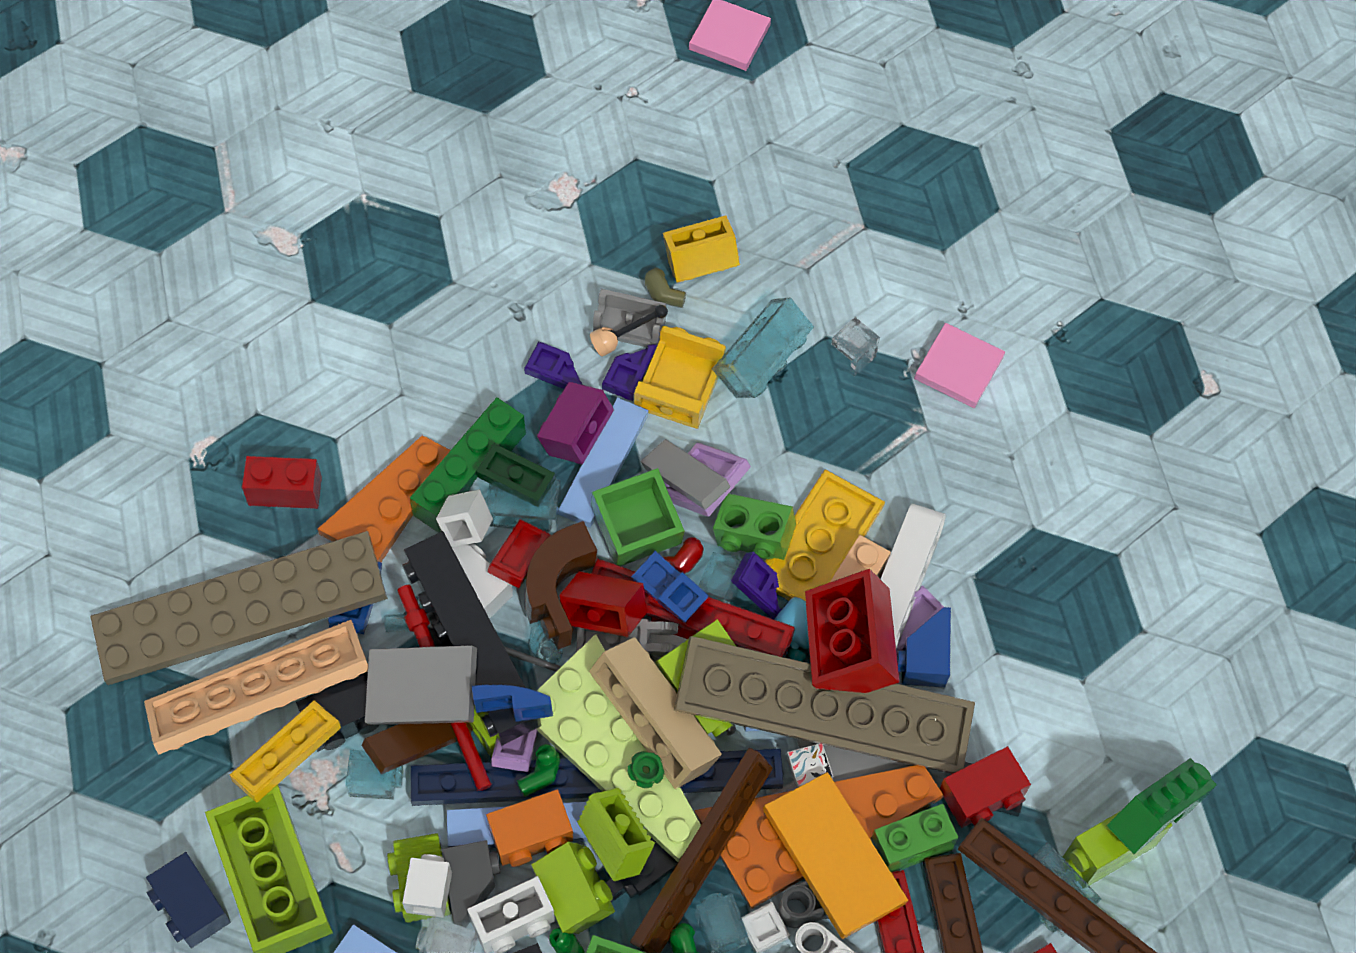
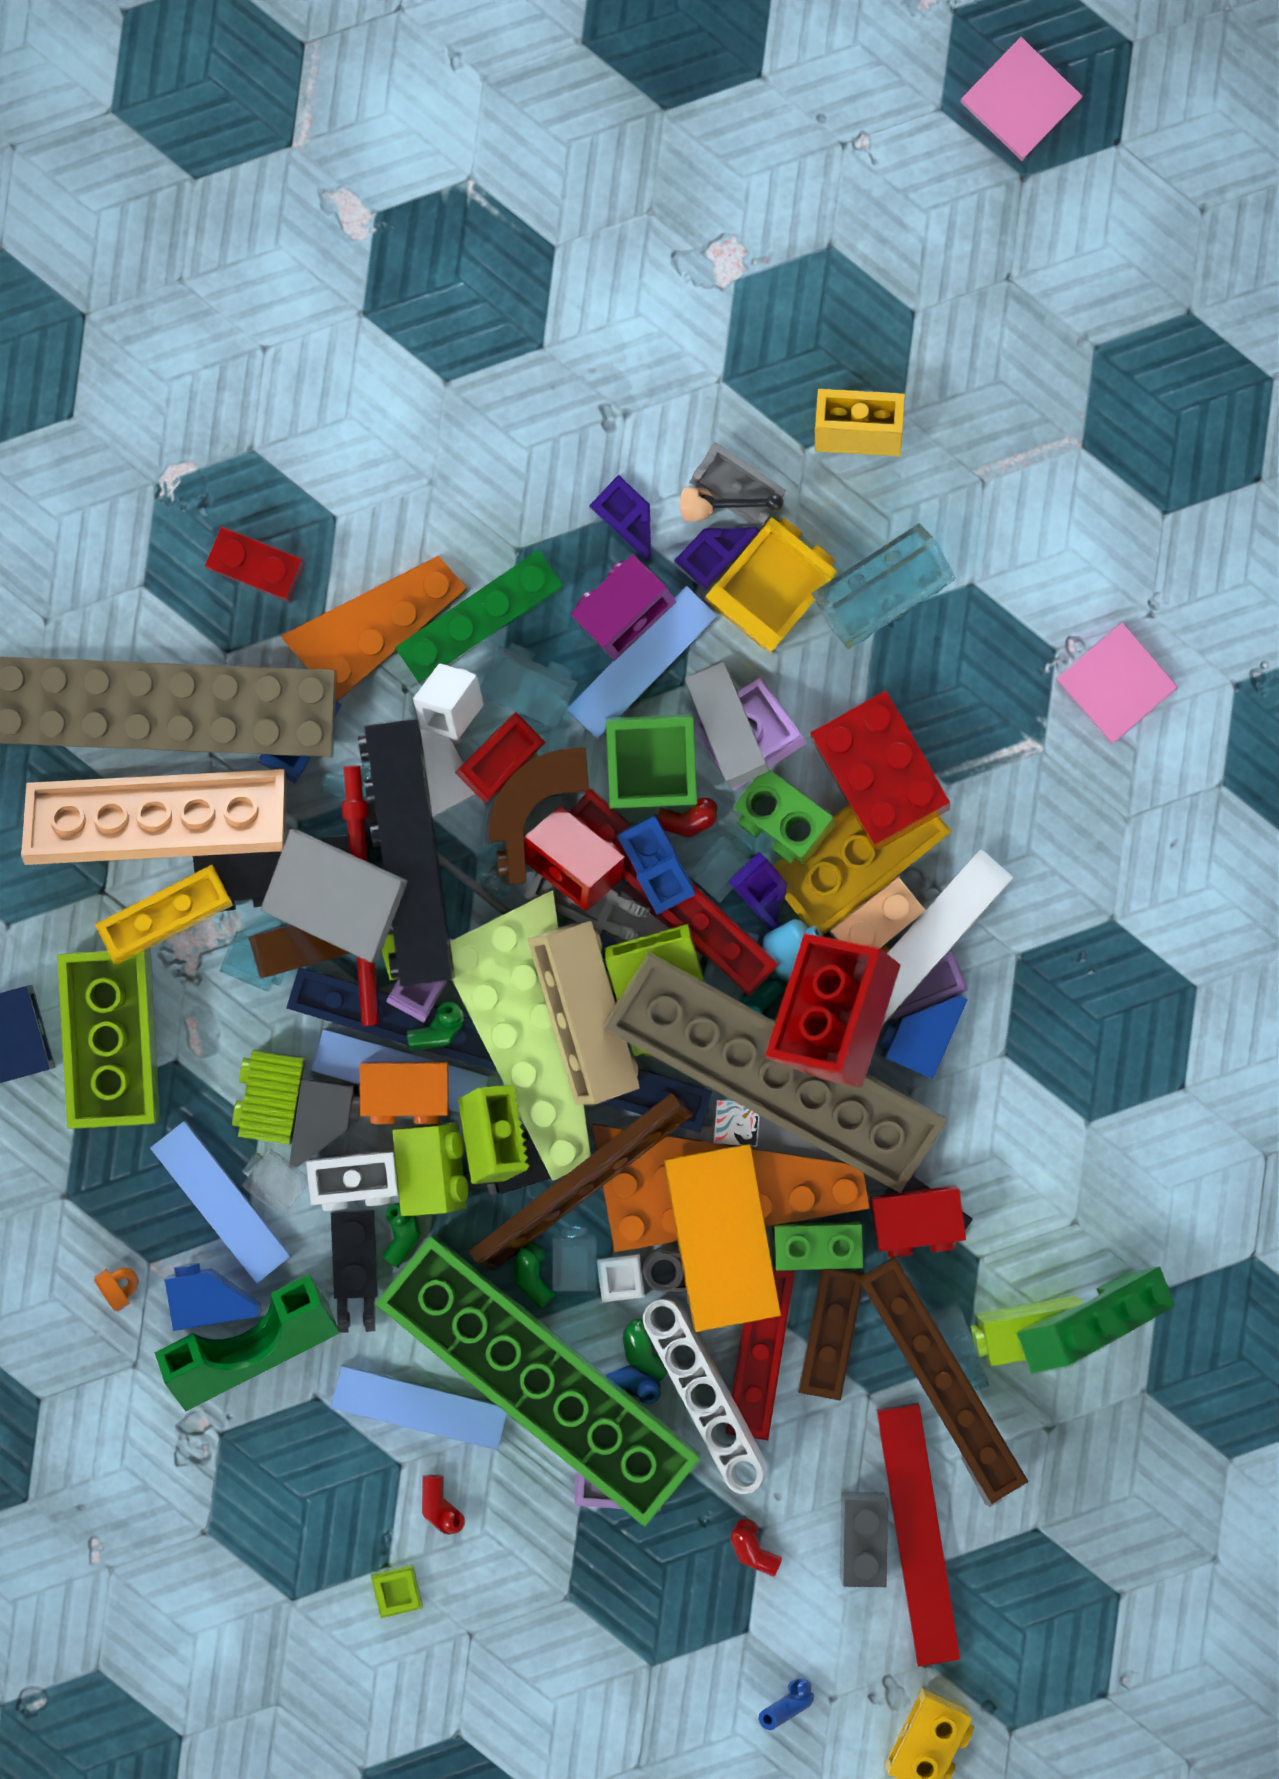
camera: 25 degrees right, 25 degrees up
(427, 886) = (271, 1123): white brick -> none
(516, 475) = (526, 664): dark green plate -> none
(525, 702) = (434, 969): blue slope -> none
(655, 766) = (547, 1085): green plate -> none
(660, 290) = (791, 455): olive arm -> none
(814, 470) = (880, 770): none -> red brick
(857, 344) = (997, 620): clear panel -> none

